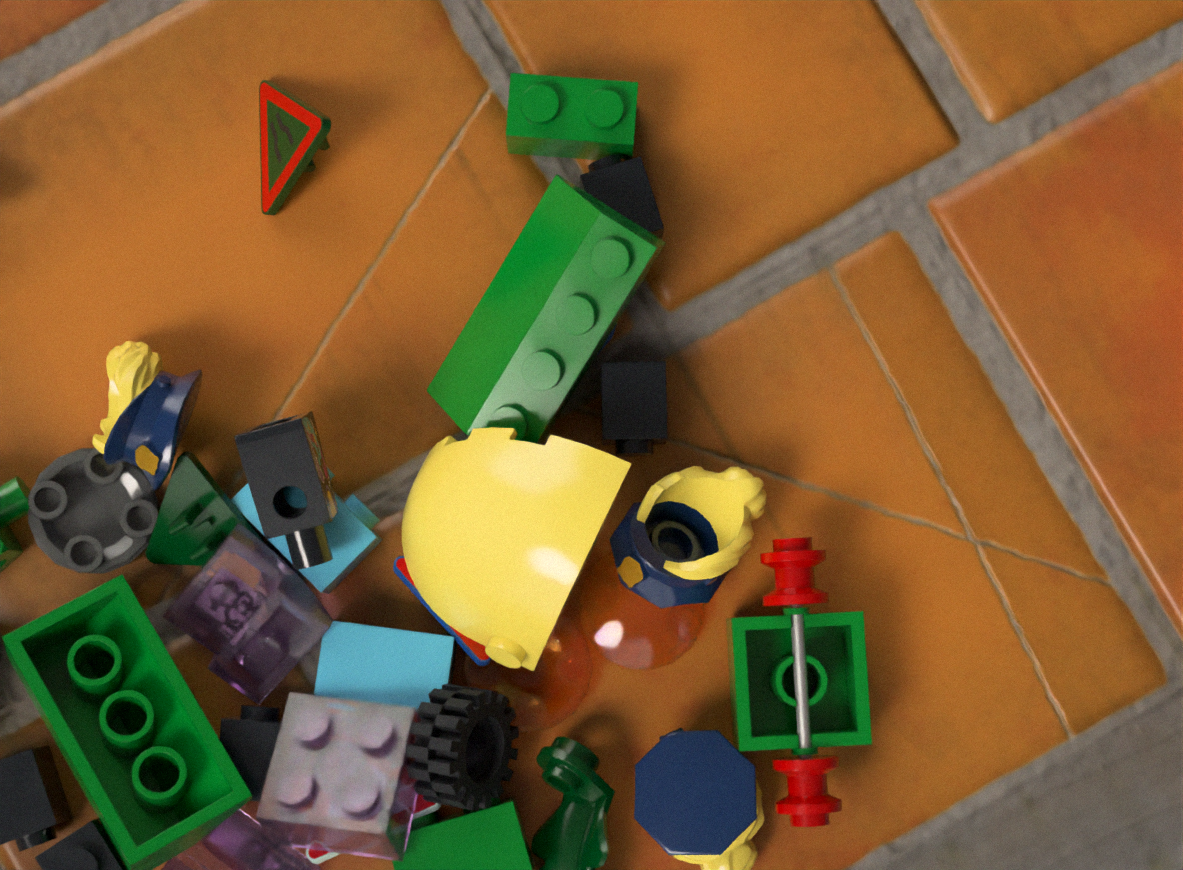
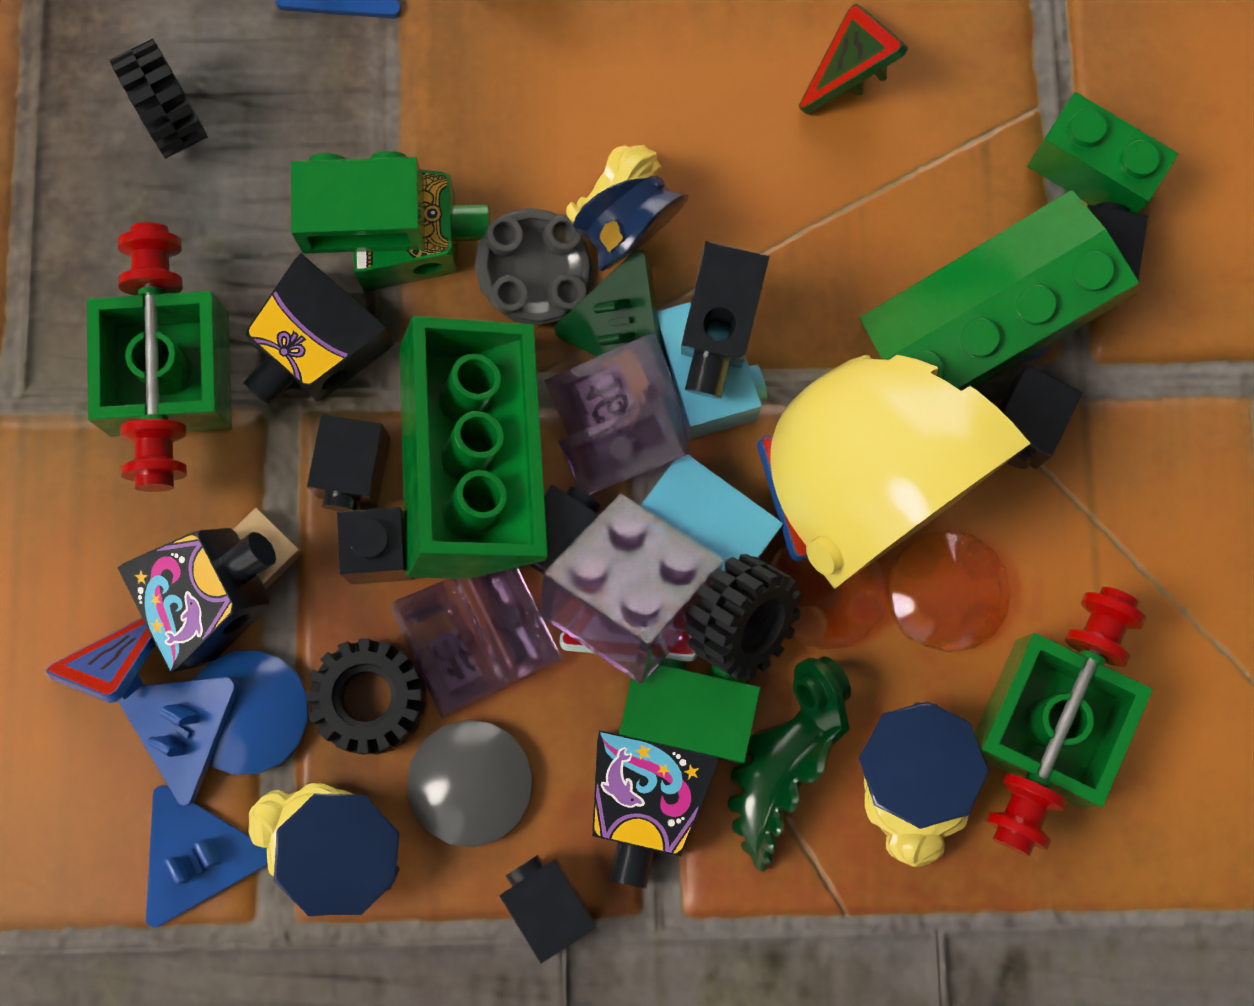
camera: 30 degrees right, 5 degrees down
(687, 534) = (1026, 546): piece -> none

